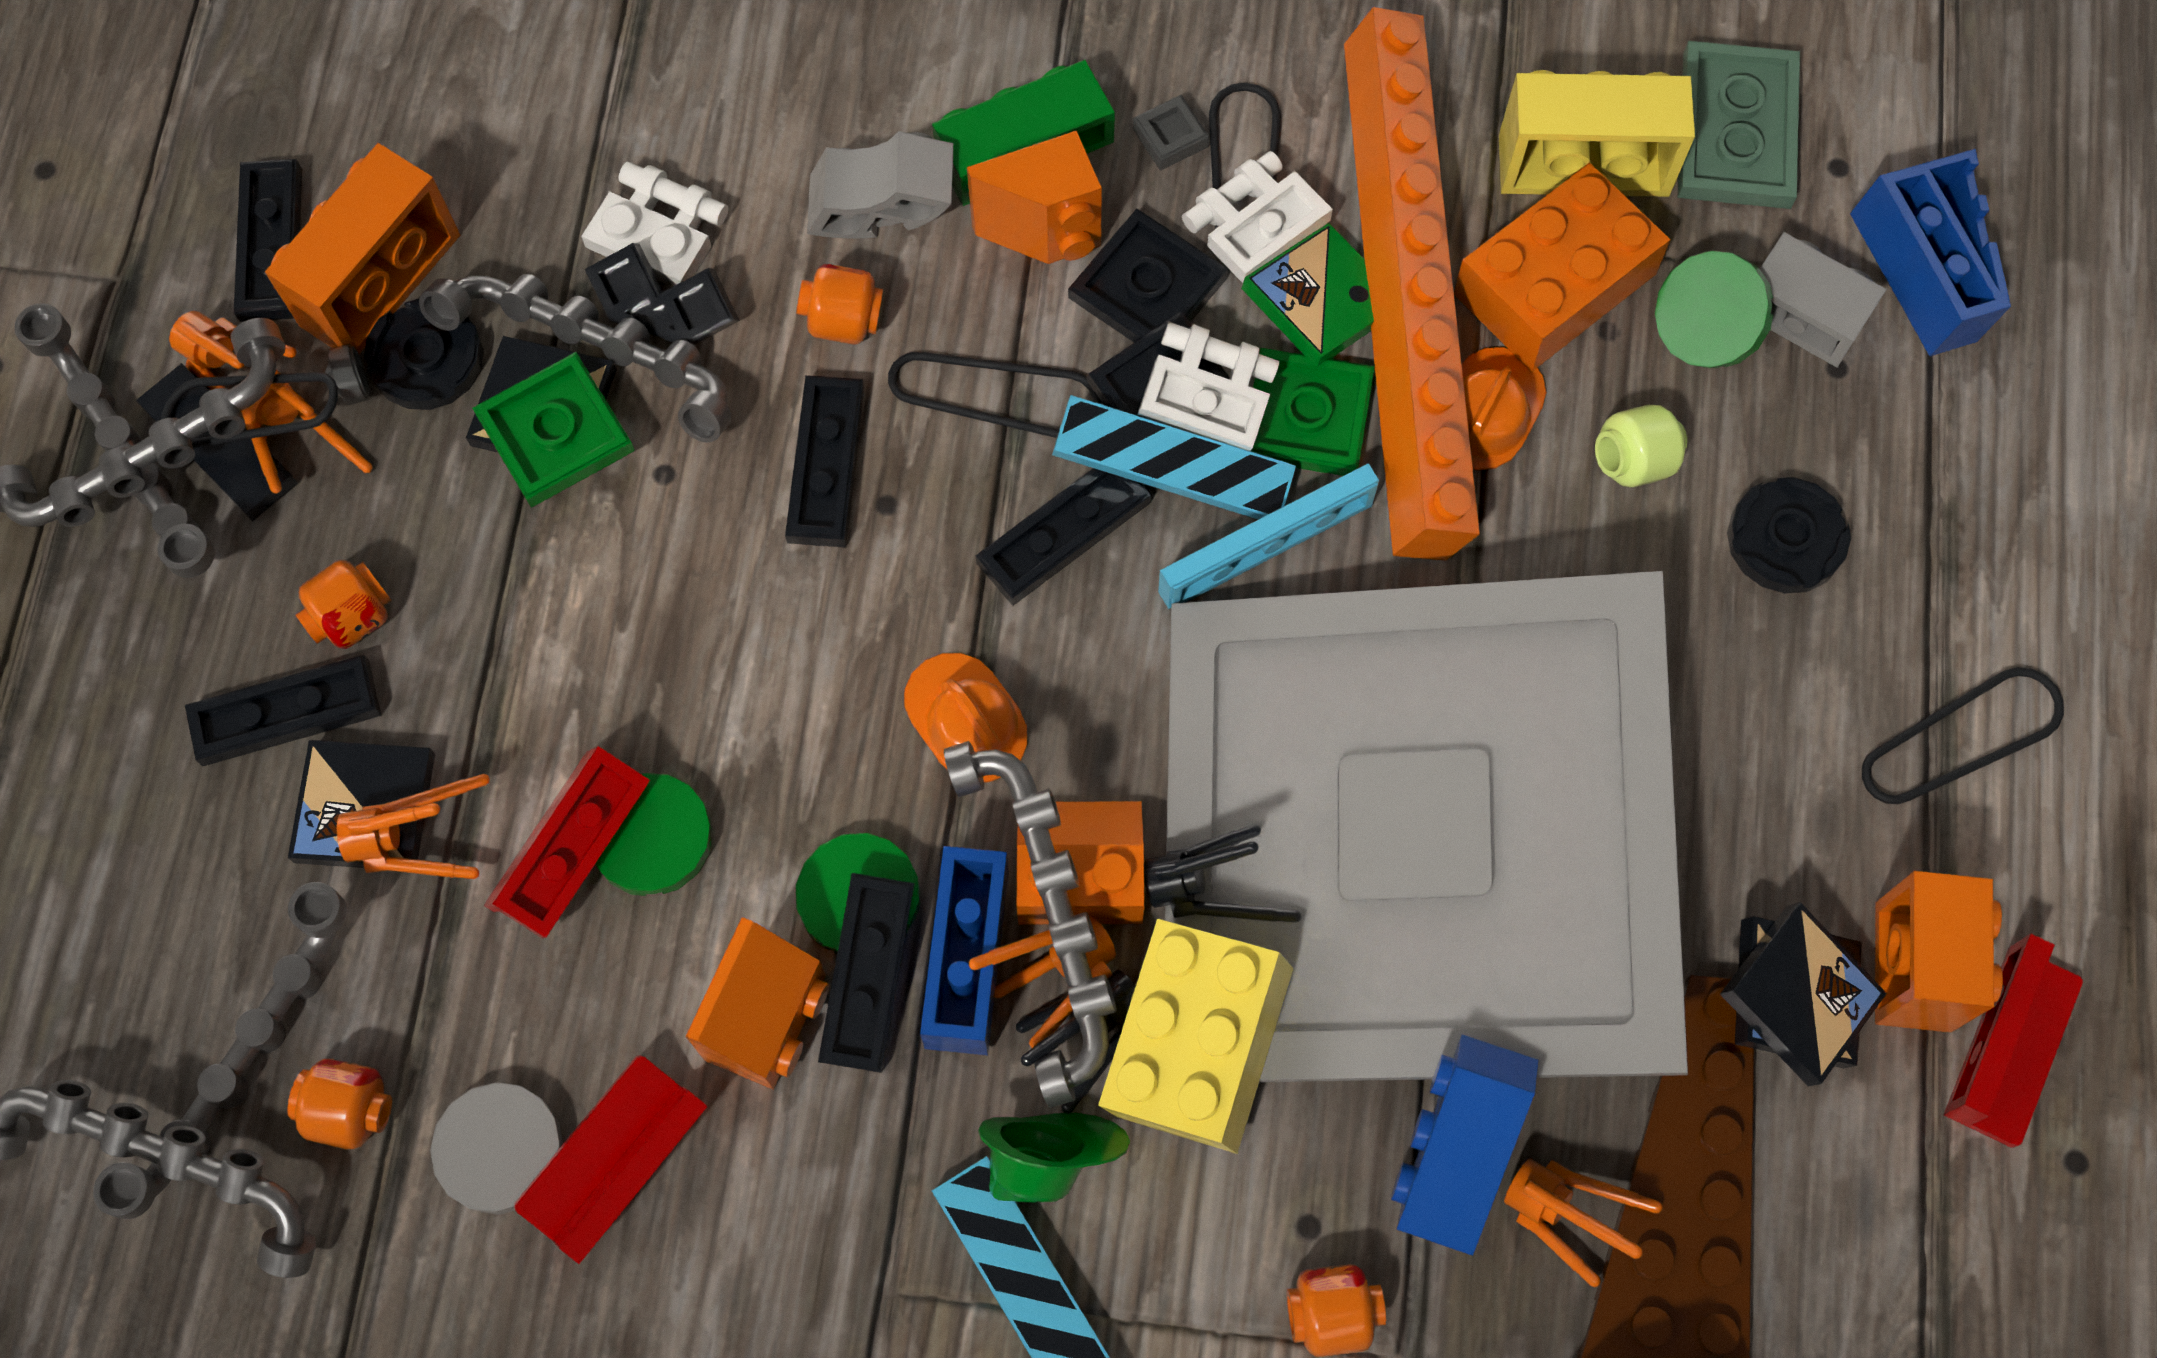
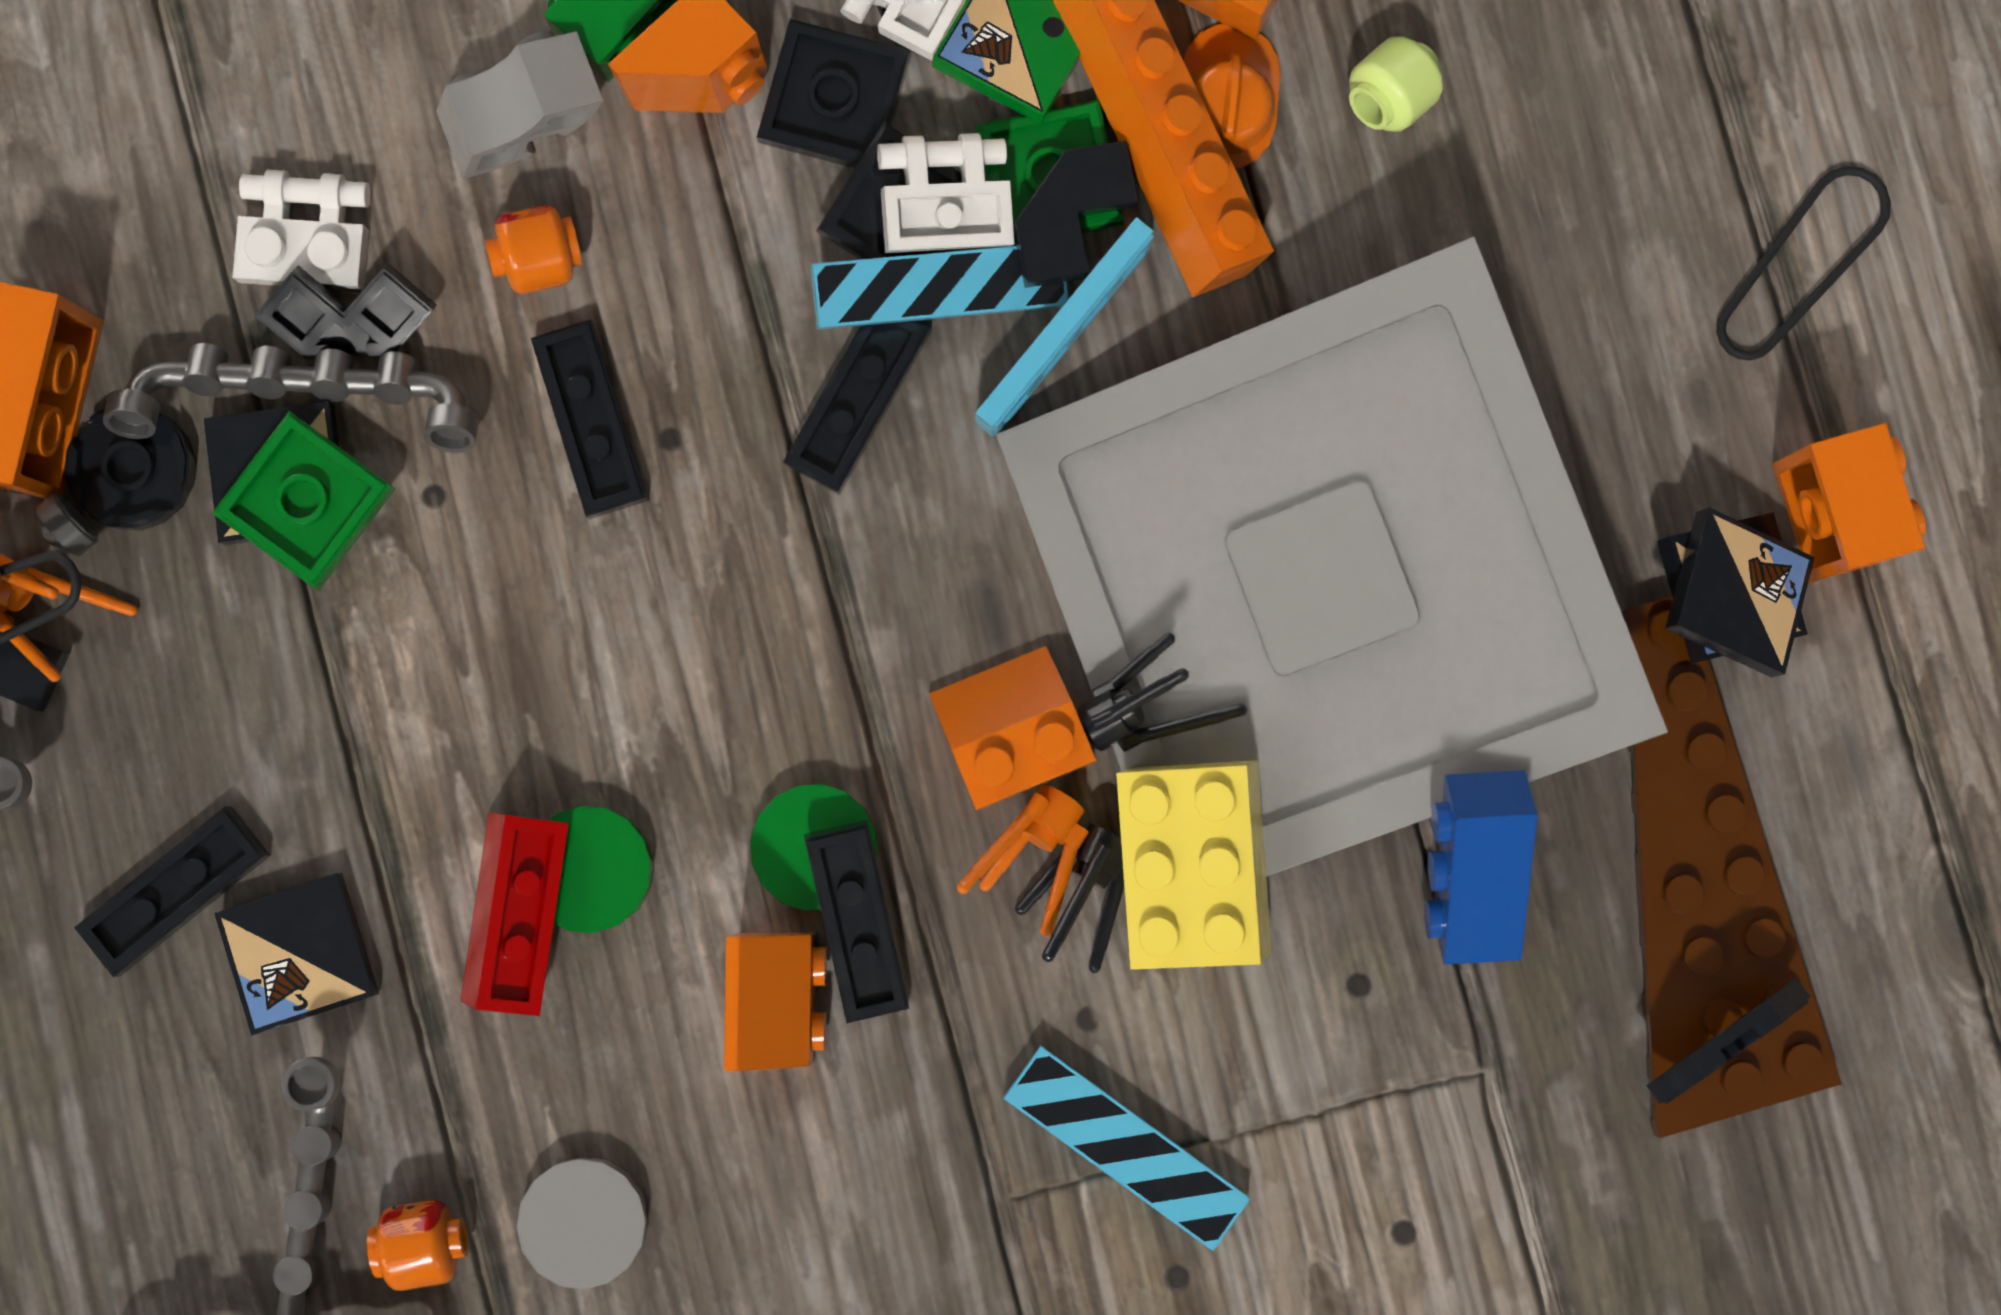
camera: 20 degrees left, 15 degrees up
(342, 604) = (179, 764): orange head -> none
(375, 830) = (326, 982): orange plant -> none
(609, 1157) = (695, 1192): red panel -> none
(962, 701) = (841, 627): orange piece -> none
(965, 926) = (937, 860): blue brick -> none
(988, 364) = (707, 249): black piece -> none
(1045, 1153) = (1096, 1020): green piece -> none
(1070, 933) = (1002, 774): flat silver bar -> none
(1326, 423) = (1049, 226): none -> black tile
(1335, 1310) = (1413, 1056): orange head -> none
(1542, 1196) = (1564, 881): orange plant -> none
(1788, 535) = (1569, 118): black tile -> none
(2015, 1044) = (1945, 580): red panel -> none

